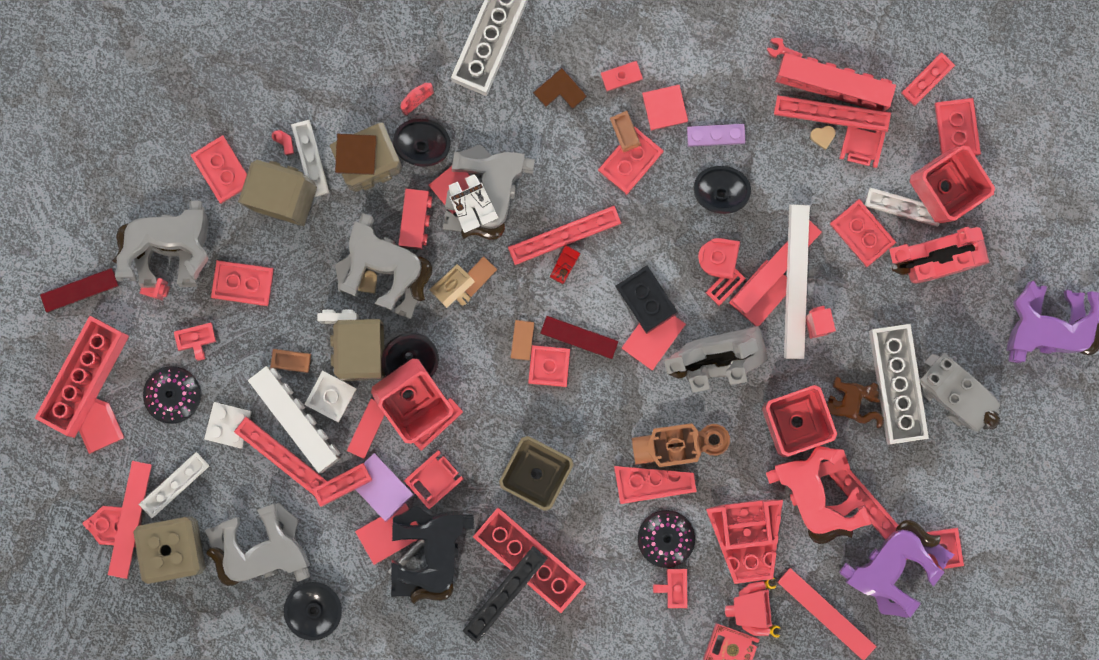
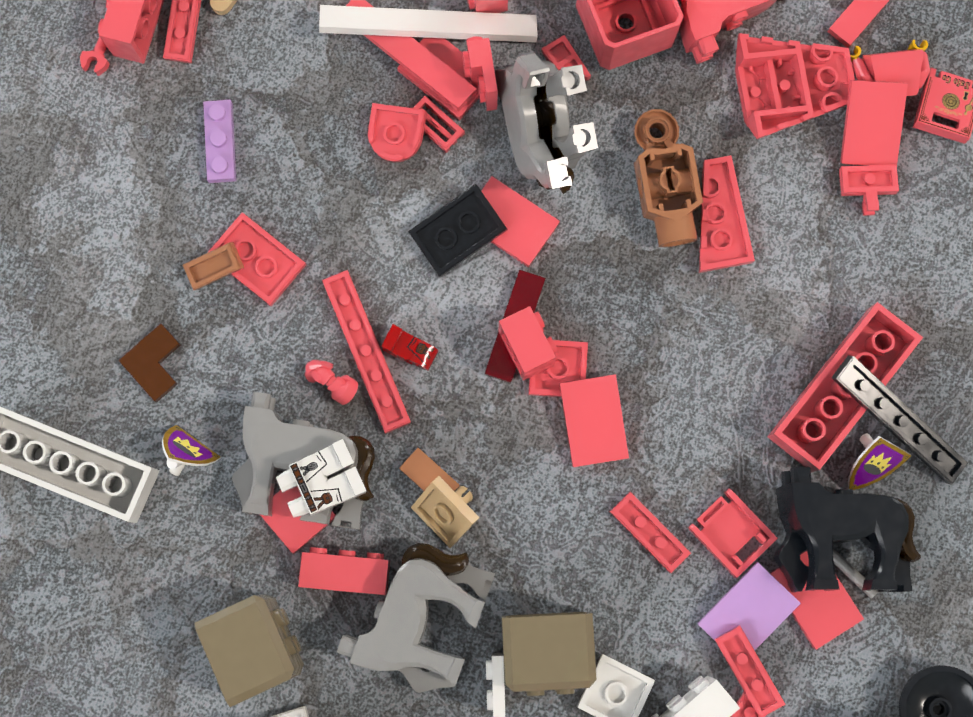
camera: 90 degrees left, 5 degrees down
(355, 154) = (244, 664): reddish brown tile -> none
(366, 430) = (661, 635): coral tile -> none
(368, 282) = (441, 639): tan tile -> none
(416, 97) = (158, 573): coral tile -> none
(419, 345) = (569, 568): black dish -> none
(420, 412) = (637, 554): coral plate -> none
(421, 135) = (228, 564): black dish -> none
(477, 578) = (875, 462): none -> shield
(498, 114) = (184, 450): none -> shield
(512, 388) = (594, 420): none -> coral tile
(522, 340) = (521, 408): nougat tile -> none
(532, 455) = (739, 360): dark tan plate -> none
(538, 218) = (341, 388): none -> coral arm
(563, 343) = (527, 343): none -> coral brick
(621, 76) = (132, 275): coral plate -> none
(654, 530) = (786, 210): black dish -> none
(665, 107) = (179, 212): coral tile -> none
(716, 592) = (873, 122): none -> coral tile
(725, 183) = (298, 126): black dish -> none
(761, 316) = (480, 69): none -> coral plate
(771, 377) = (563, 55): none -> coral tile

